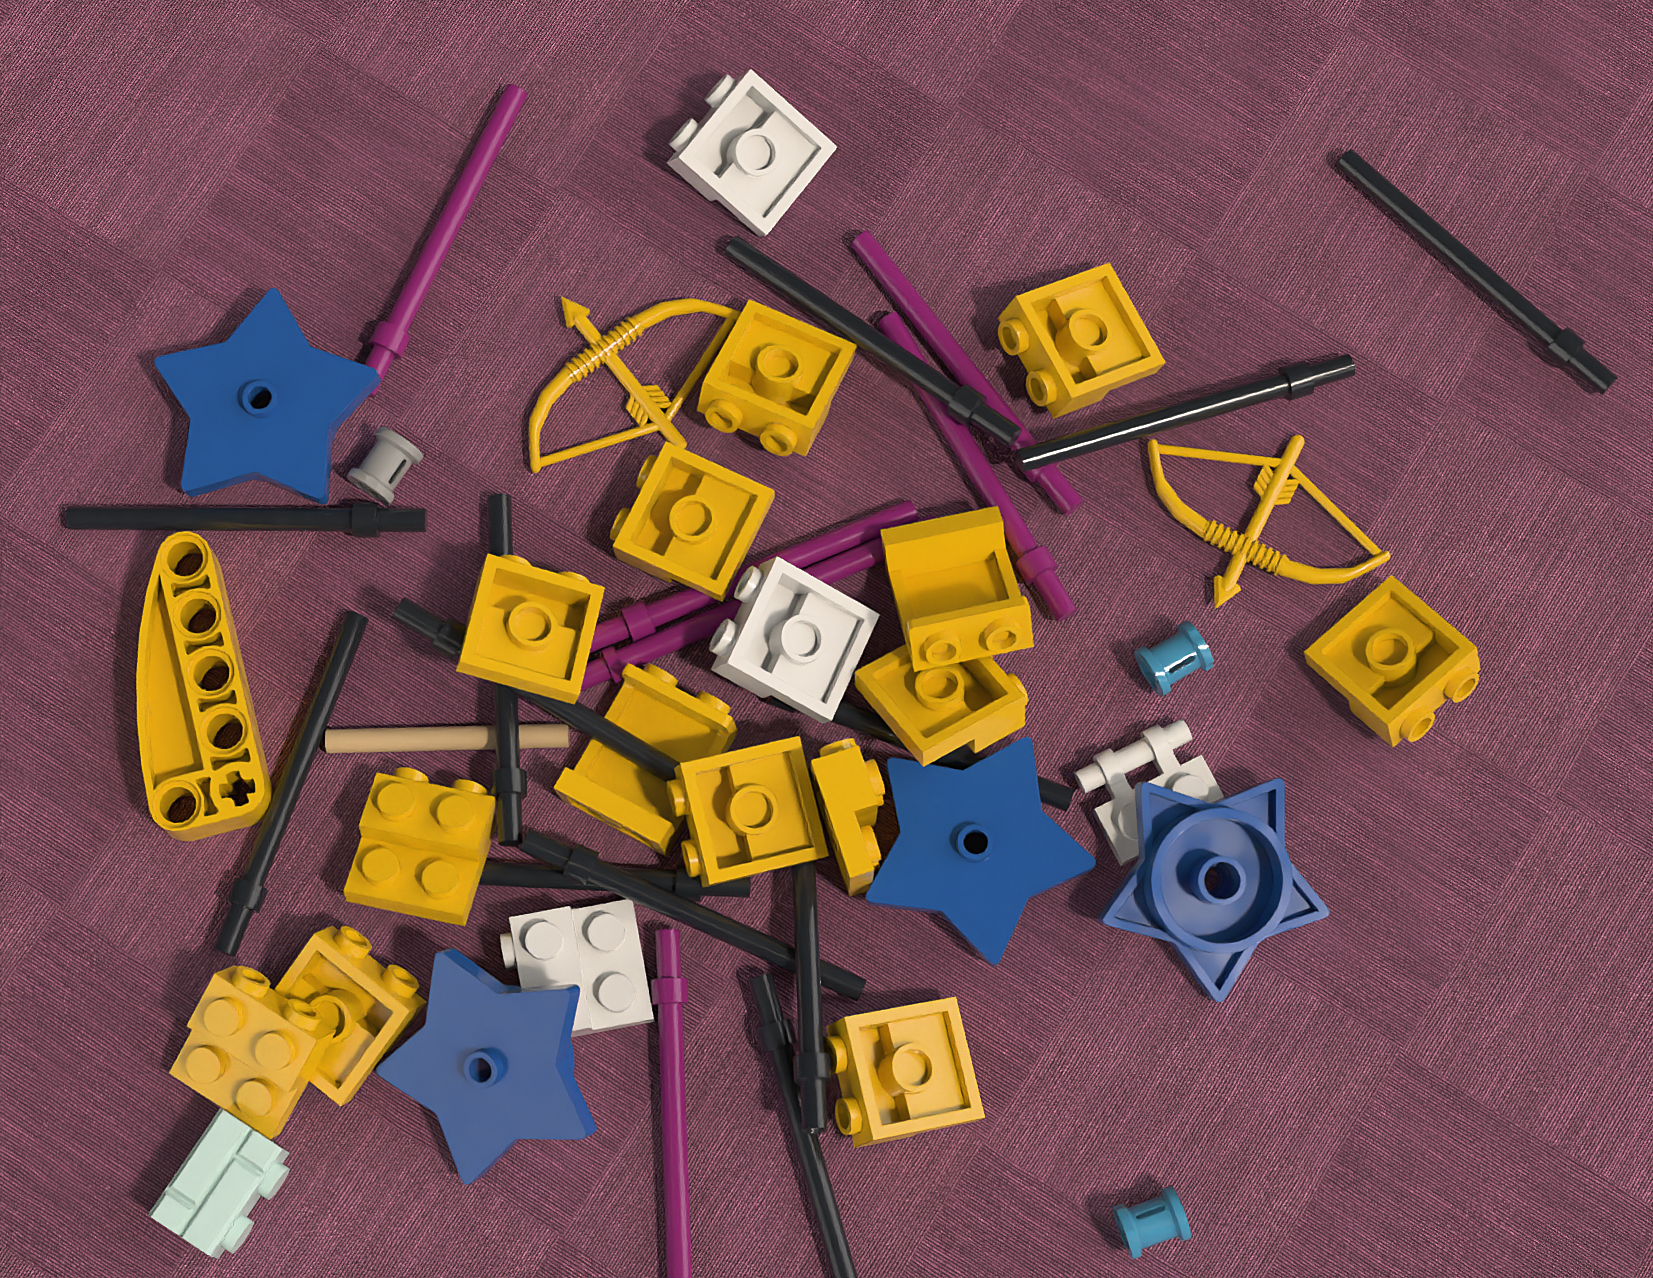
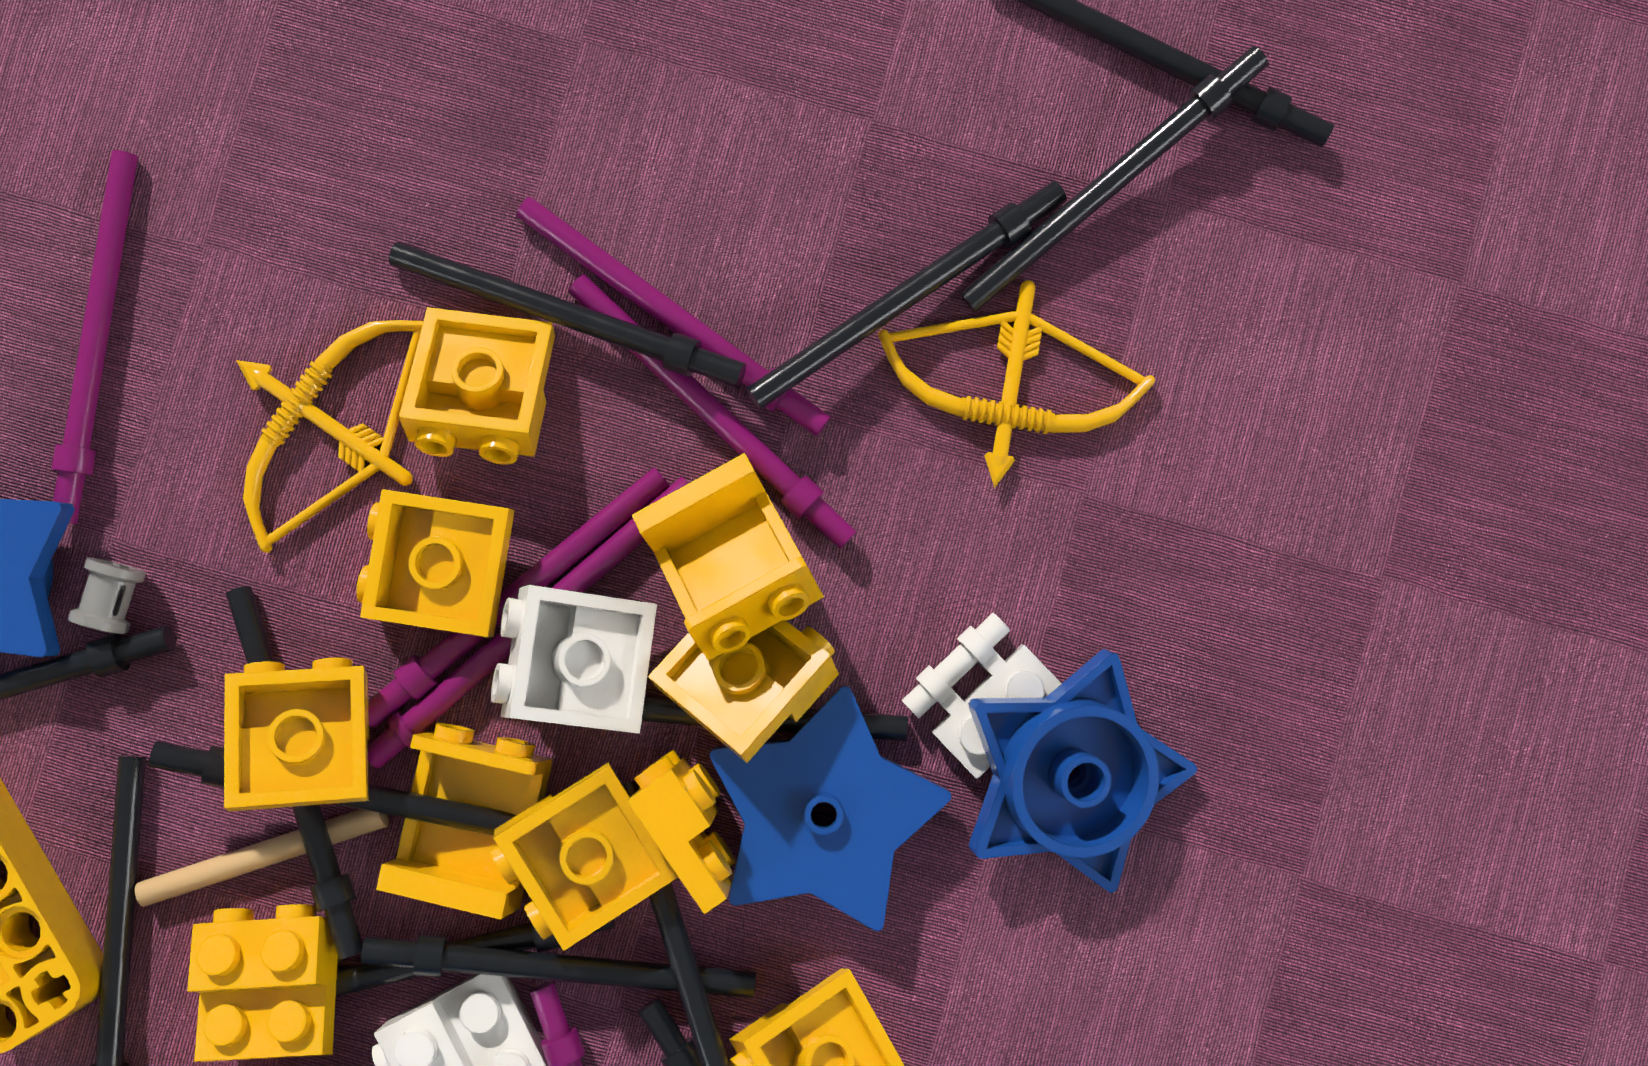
camera: 15 degrees left, 10 degrees up
(750, 151) = (380, 148): white plate -> none
(1078, 340) = (776, 249): yellow plate -> none
(1174, 658) = (969, 554): dark azure bush -> none
(1396, 662) = (1193, 491): yellow plate -> none
(1505, 322) = (1206, 101): none -> black bar

